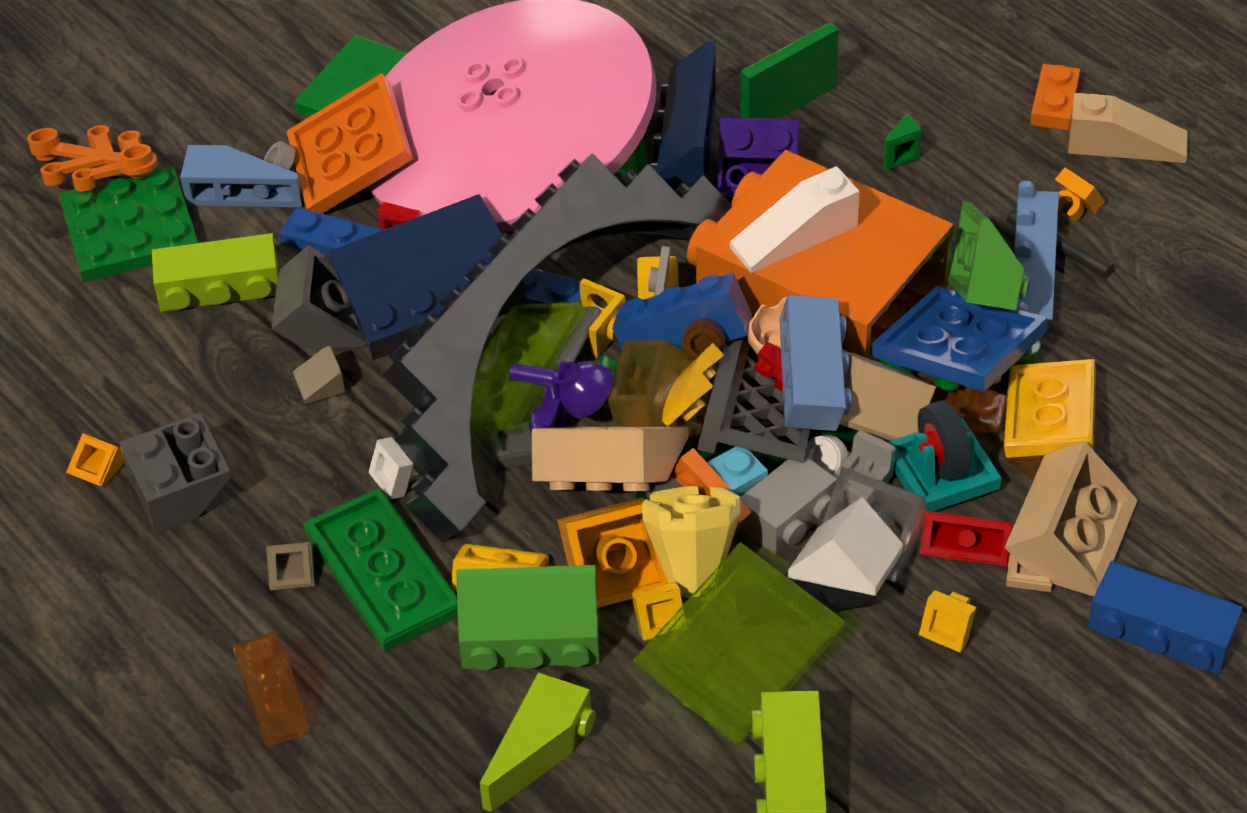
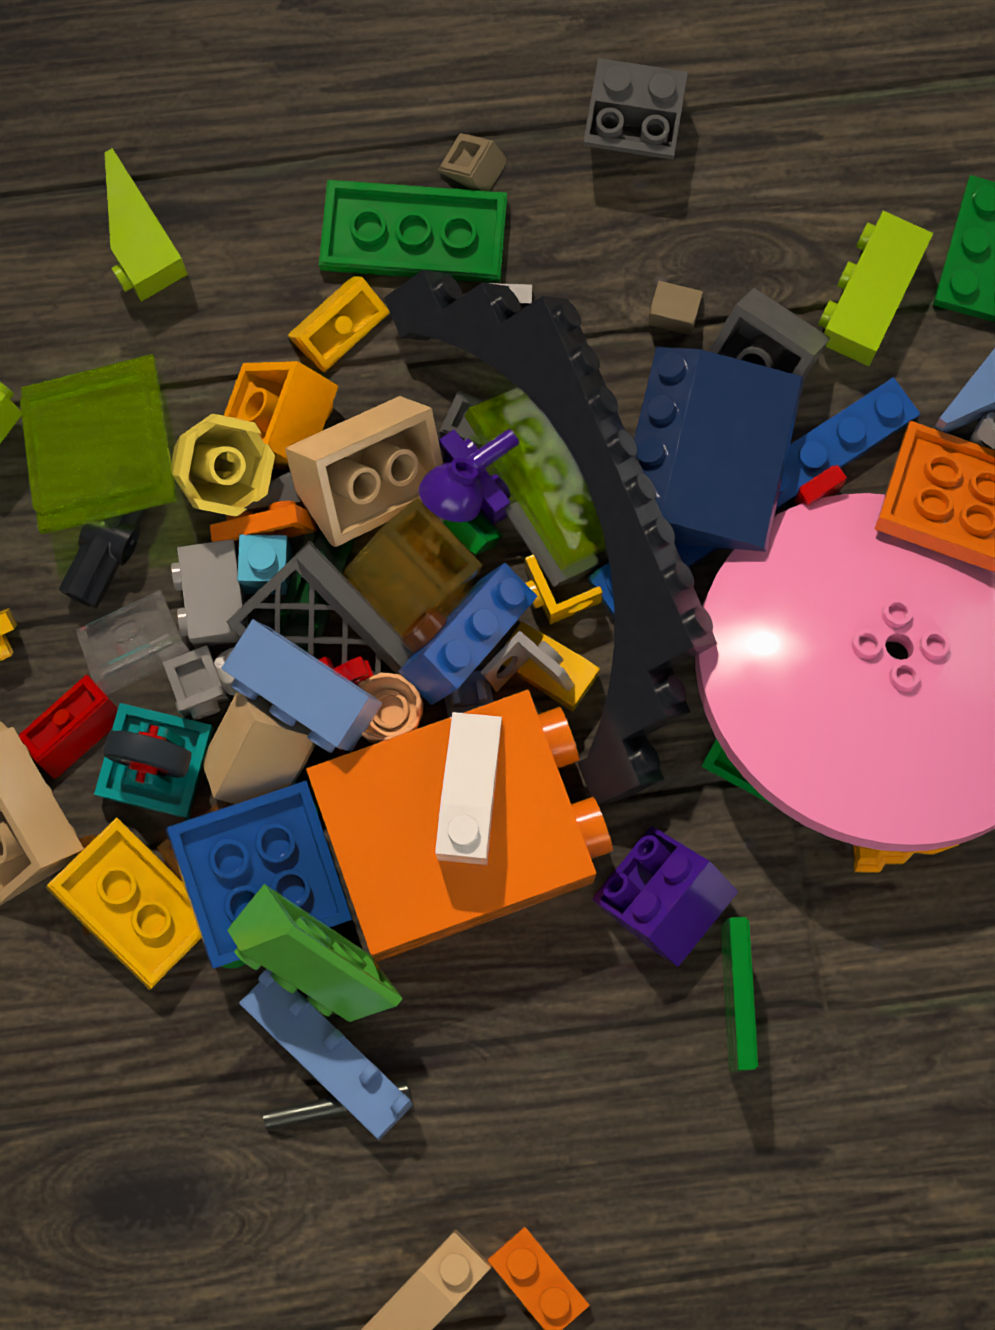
camera: 125 degrees right, 30 degrees up
(95, 461) = (716, 77): light orange slope -> none
(271, 689) = (344, 66): clear orange slope -> none
(528, 617) = (245, 290): bright green slope -> none
(655, 608) = (185, 406): yellow tile -> none
(687, 118) = (749, 846): dark blue slope -> none
(690, 386) = (361, 559): yellow slope -> none
(849, 551) = (100, 581): white slope -> none
(902, 143) = (575, 1054): green slope -> none
(1079, 192) = (376, 1173): light orange tile -> none

